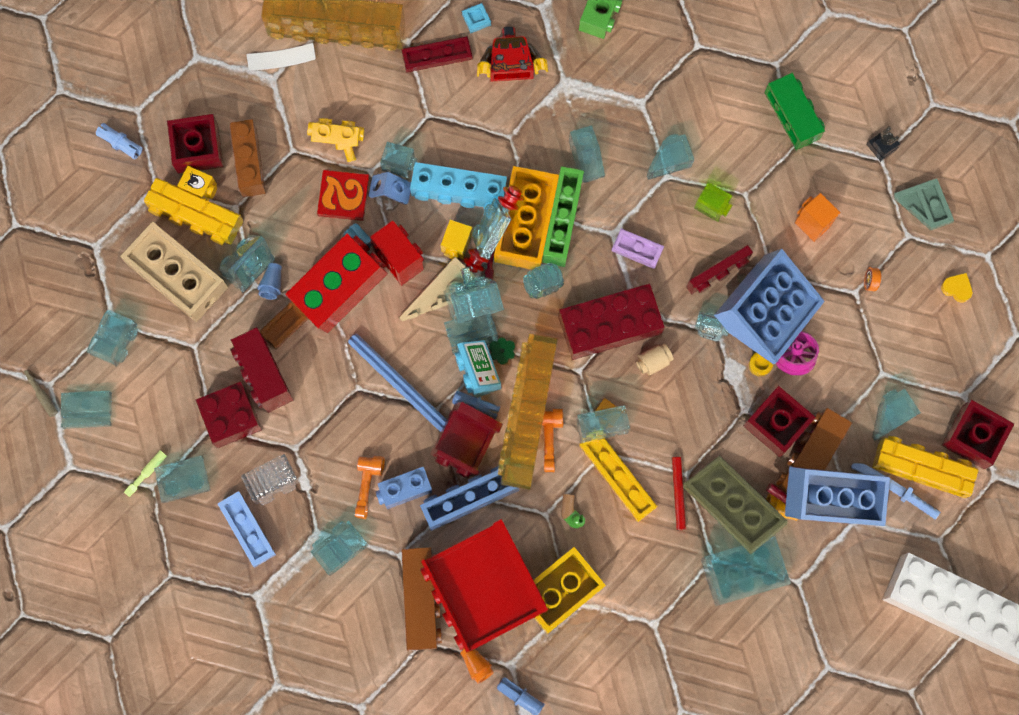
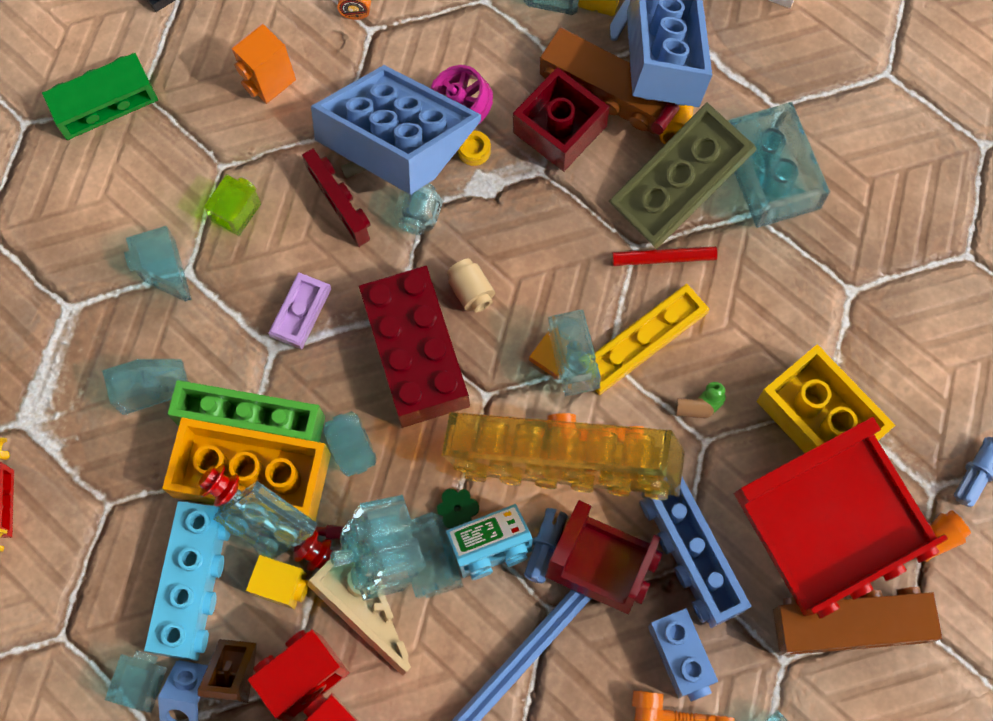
camera: 85 degrees left, 5 degrees down
(402, 212) = (229, 672): none -> reddish brown slope

